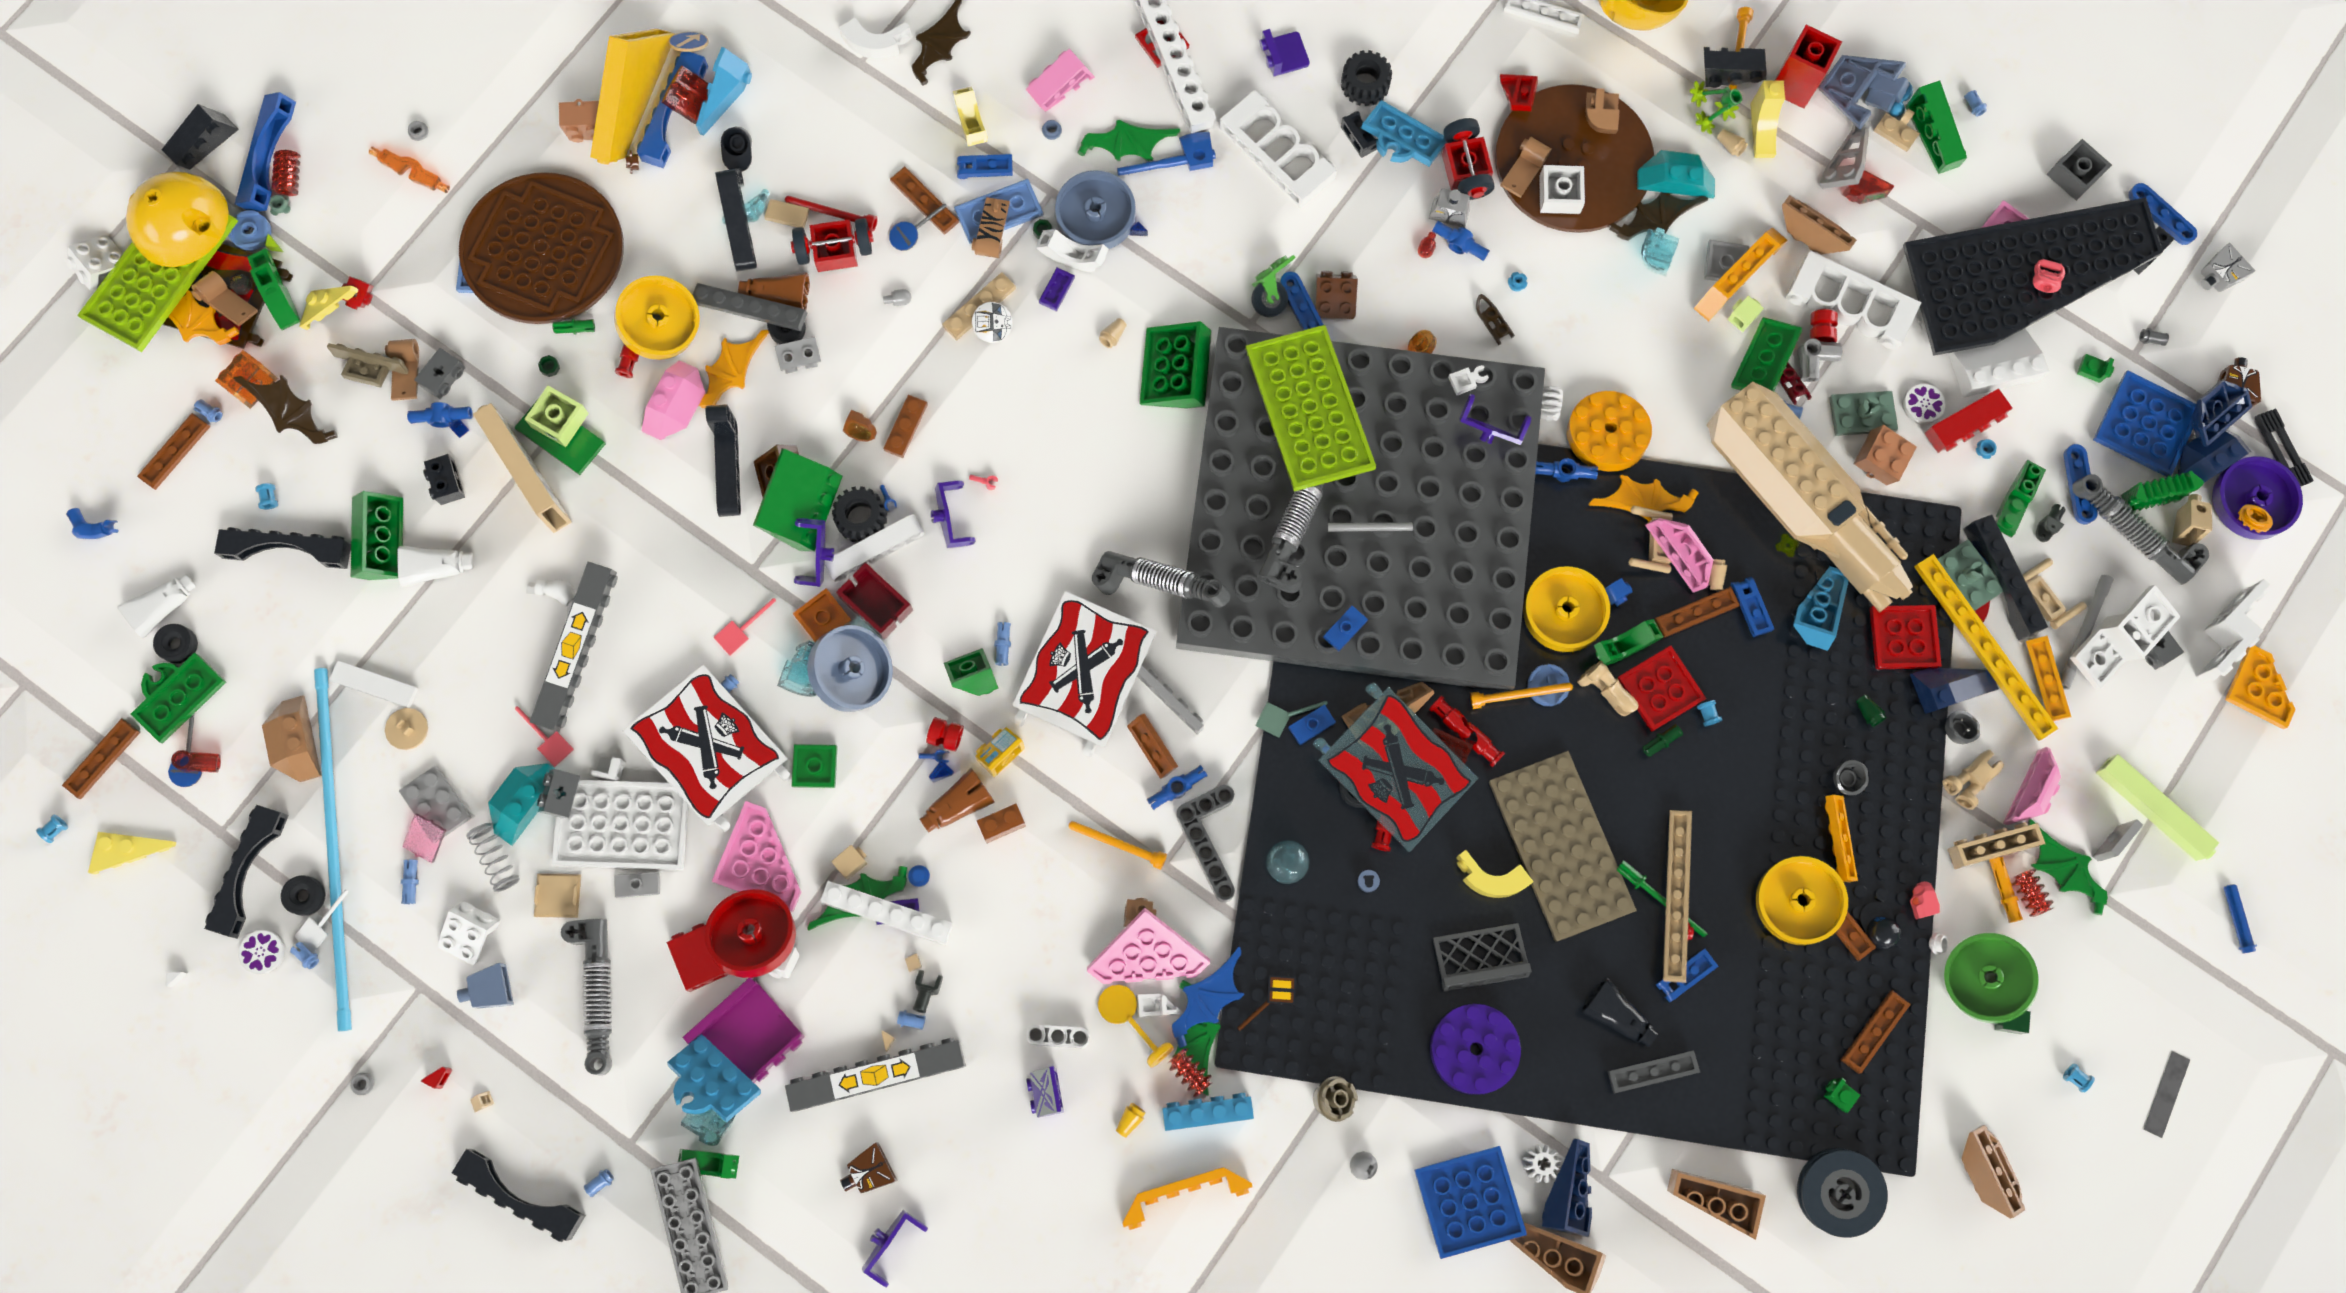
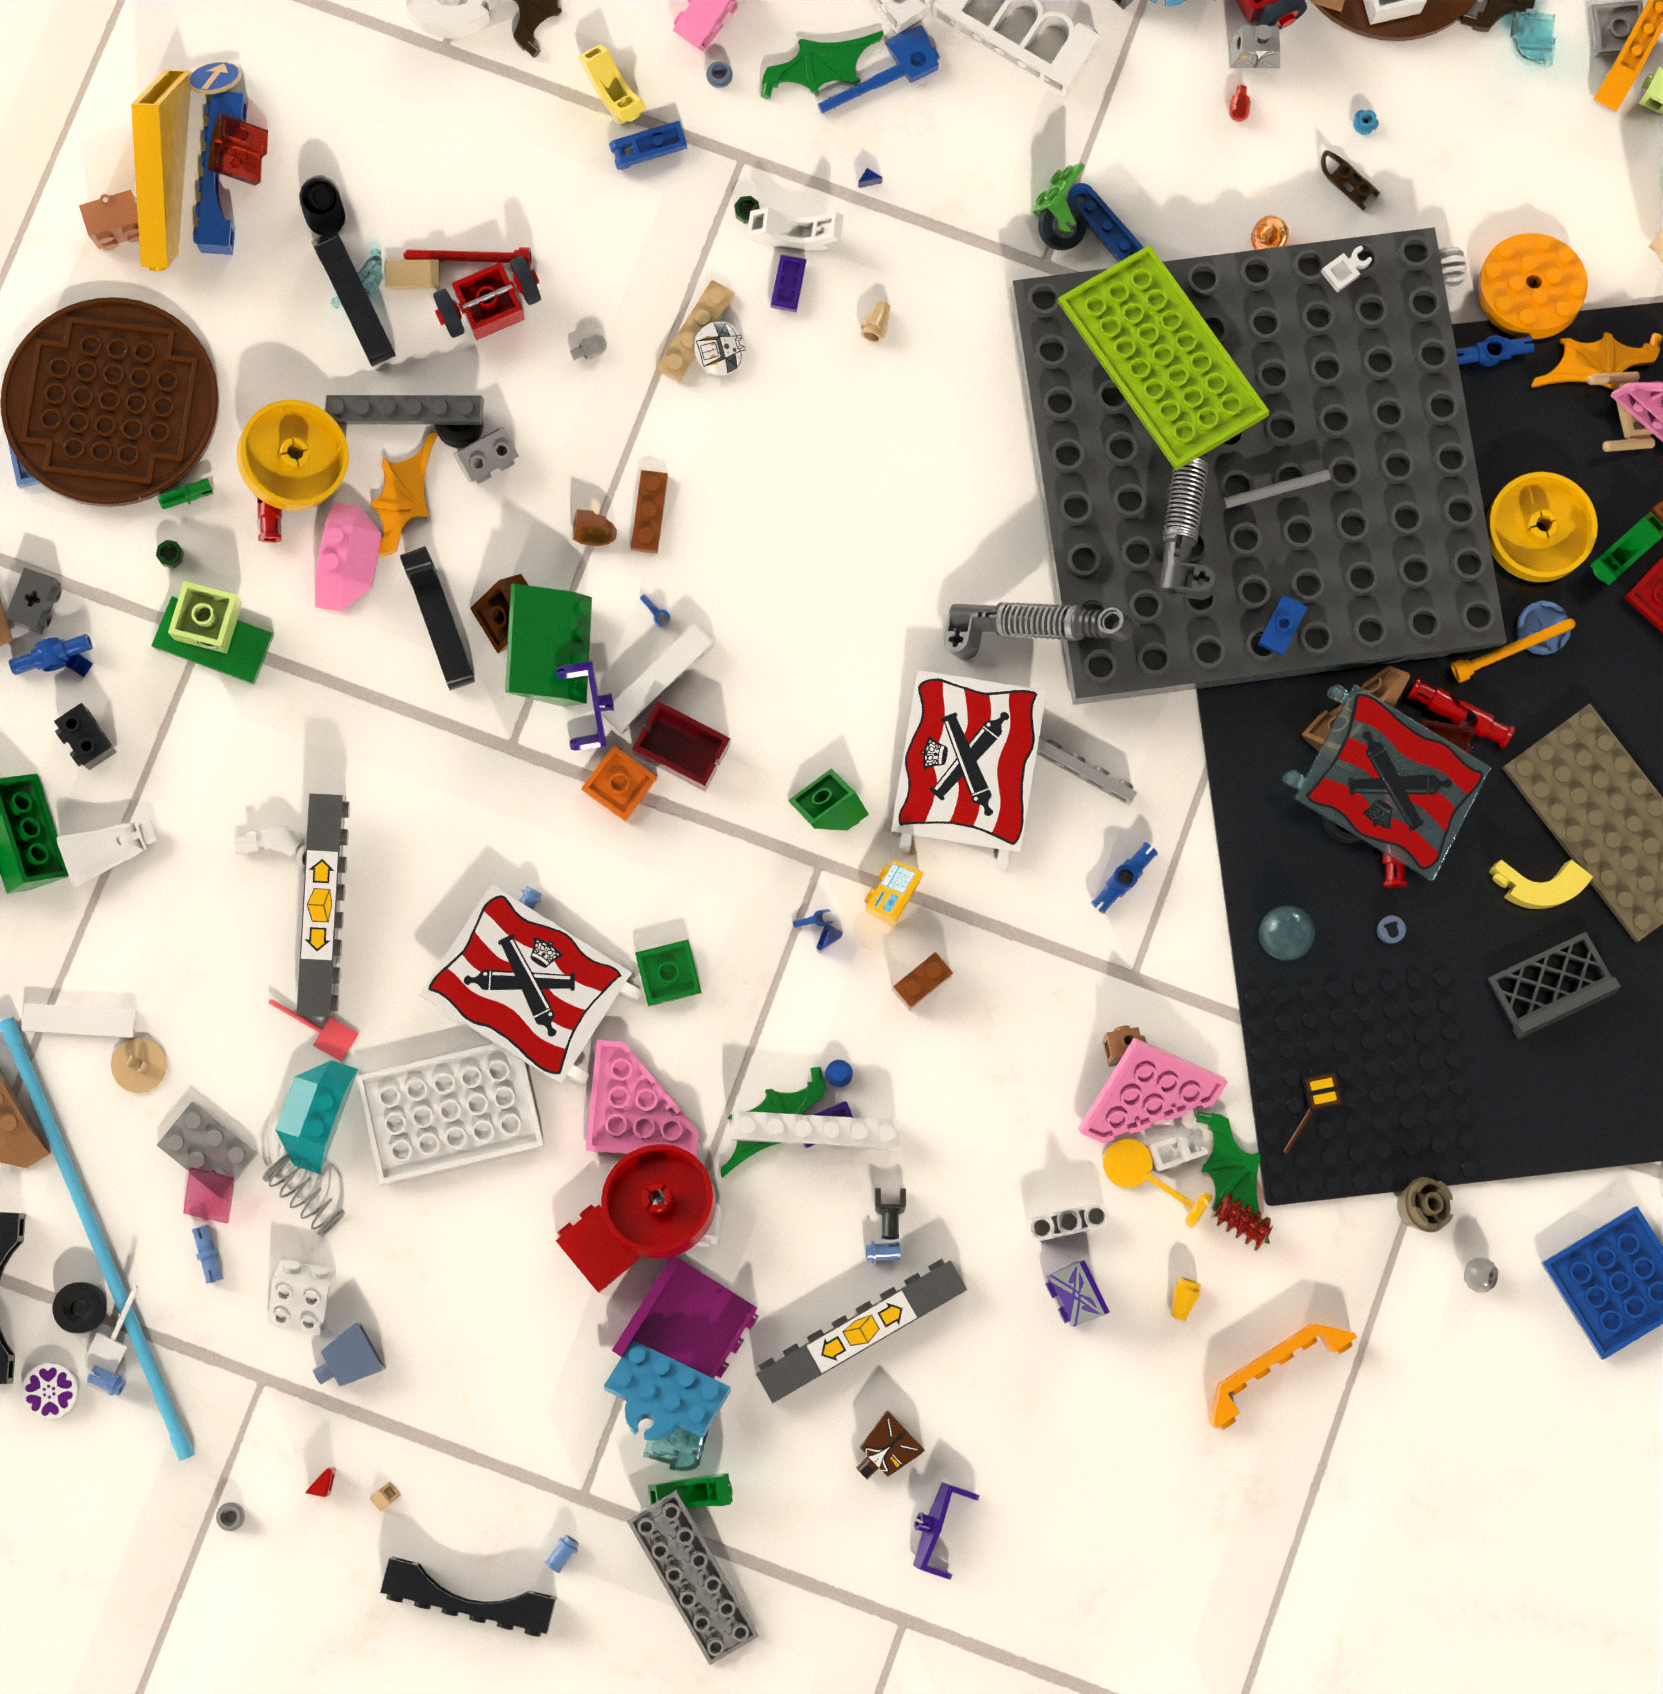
camera: 20 degrees left, 5 degrees up
(521, 468) = (183, 695): tan brick -> none
(557, 895) = (397, 1220): tan piece -> none
(566, 784) = (371, 1082): dark grey brick -> none
(597, 988) = (485, 1319): dark grey piece -> none
(609, 769) = (412, 1046): white panel -> none
(632, 162) = (191, 257): reddish brown plate -> none
(637, 884) = (492, 1180): light grey plate -> none
(728, 84) = (286, 114): dark azure wedge -> none
(732, 637) = (512, 838): coral piece -> none
(782, 289) = (438, 376): dark orange piece -> none
(795, 674) = (622, 855): clear light blue brick -> none
(830, 662) = (677, 817): sand blue piece -> none
(850, 861) = (749, 1079): tan brick -> none
(855, 499) = (620, 620): black tyre -> none
(888, 1040) = (862, 1284): tan piece -> none
(905, 234) = (572, 262): blue piece -> none
(913, 962) = (863, 1181): tan piece -> none
(923, 200) = (583, 210): dark orange tile -> none
(942, 515) = (734, 614): dark purple piece -> none
(944, 734) = (819, 889): red wheel -> none
(959, 801) = (862, 967): dark orange piece -> none
(985, 481) = (770, 555): coral hand -> none
(991, 228) = (682, 225): medium nougat door -> none
(1002, 643) = (855, 756): medium blue pin -> none
(1022, 208) = (682, 199): medium blue tile -> none
(1101, 192) = (815, 142): sand blue piece -> none
(1152, 746) = (1079, 834): dark orange plate -> none
(1156, 858) = (1124, 973): light orange piece -> none
(1176, 365) = (968, 344): green slope -> none
(1204, 841) = (1178, 934): dark grey beam -> none
(1207, 999) = (1237, 1126): blue animal -> none
(1207, 1113) = (1277, 1264): dark azure brick -> none
(1275, 719) = (1220, 760): sand green piece -> none
(1312, 725) = (1268, 755): blue plate -> none
(1336, 295) = (1144, 198): reddish brown bracket -> none
(1460, 240) = (1280, 87): blue pin -> none
(1490, 431) = (1393, 328): dark purple piece -> none
(1493, 1035) = (1548, 1104): dark purple piece -> none
(1611, 688) = (1620, 611): tan piece -> none
(1618, 592) = (1598, 488): blue plate -> none

